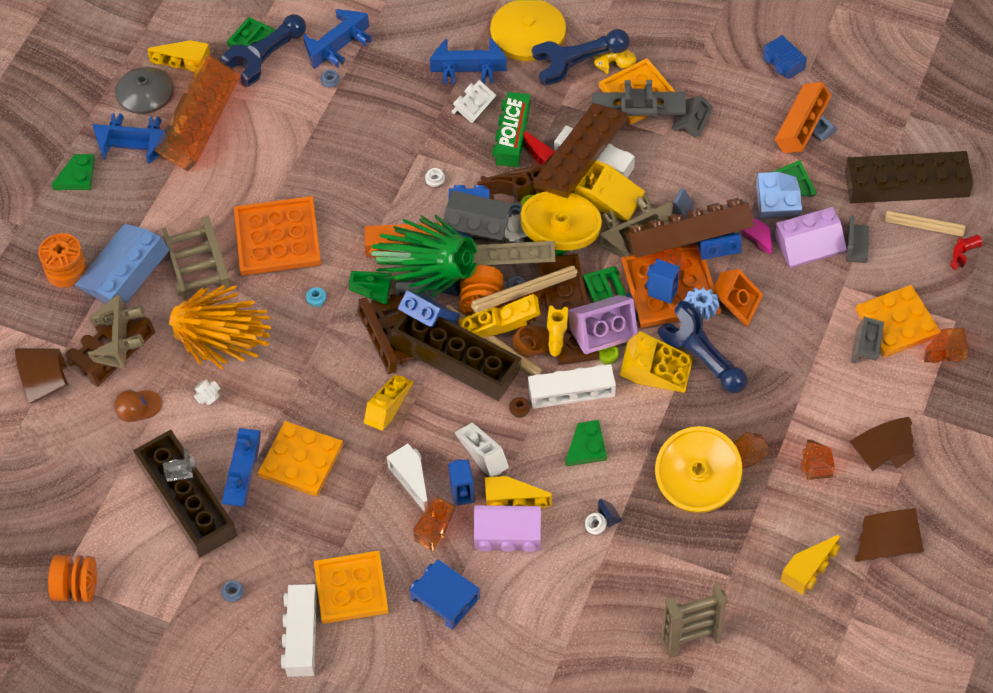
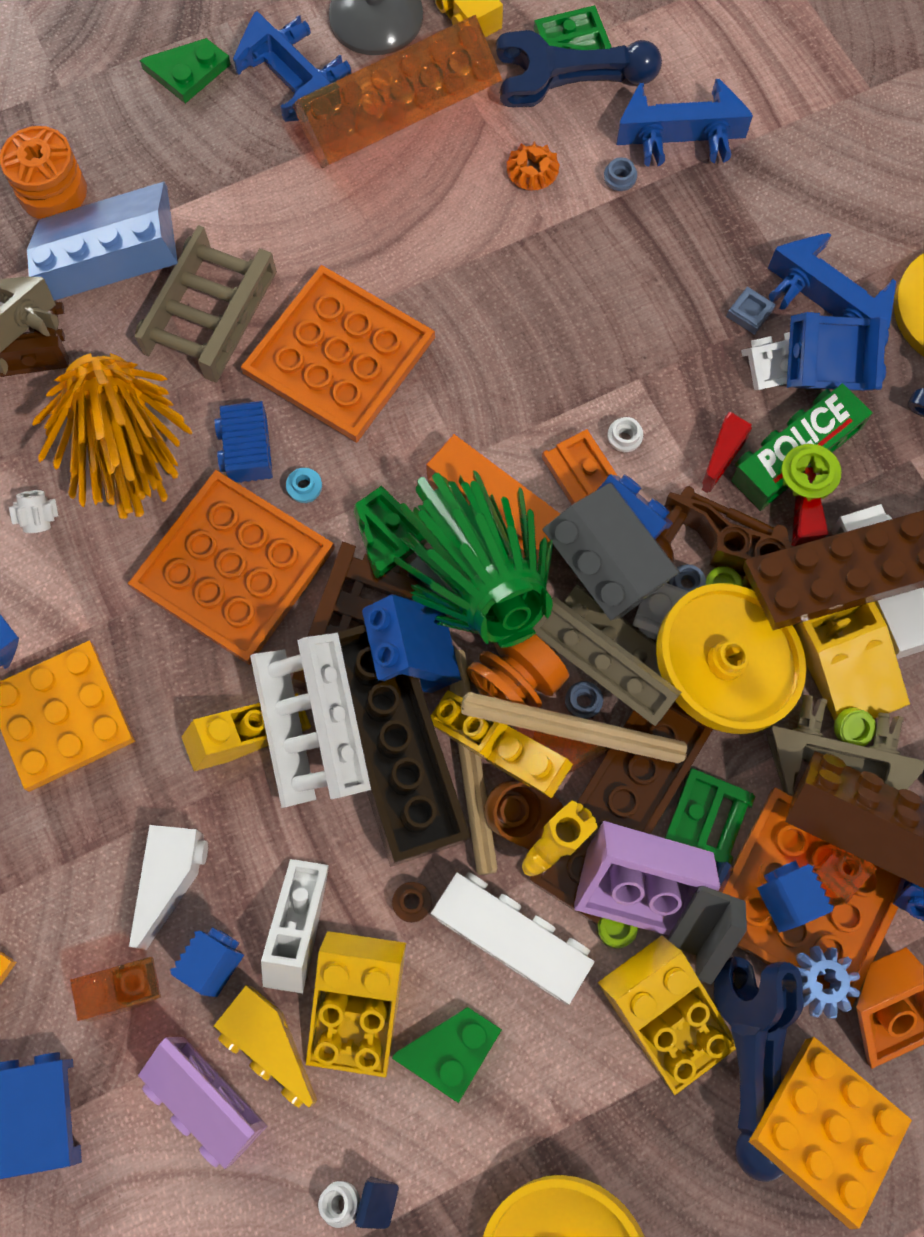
camera: 40 degrees right, 15 degrees up
(273, 298) = (245, 442): none -> blue brick
(289, 107) = (528, 177): none -> orange gear
(317, 348) = (232, 566): none -> orange plate
(428, 203) = (578, 466): none -> orange plate
(434, 357) = (333, 718): none -> white fence
(440, 93) = (750, 310): none -> sand blue tile
(481, 150) = (729, 442): none -> red slope
(493, 81) = (836, 351): none -> blue panel
(529, 126) = (823, 463): none -> lime gear
(534, 455) = (355, 1003): none -> yellow slope
(630, 212) = (855, 726): none -> lime tile
(643, 317) = (710, 930): none -> dark grey panel
(750, 350) = (831, 1132): none -> light orange plate

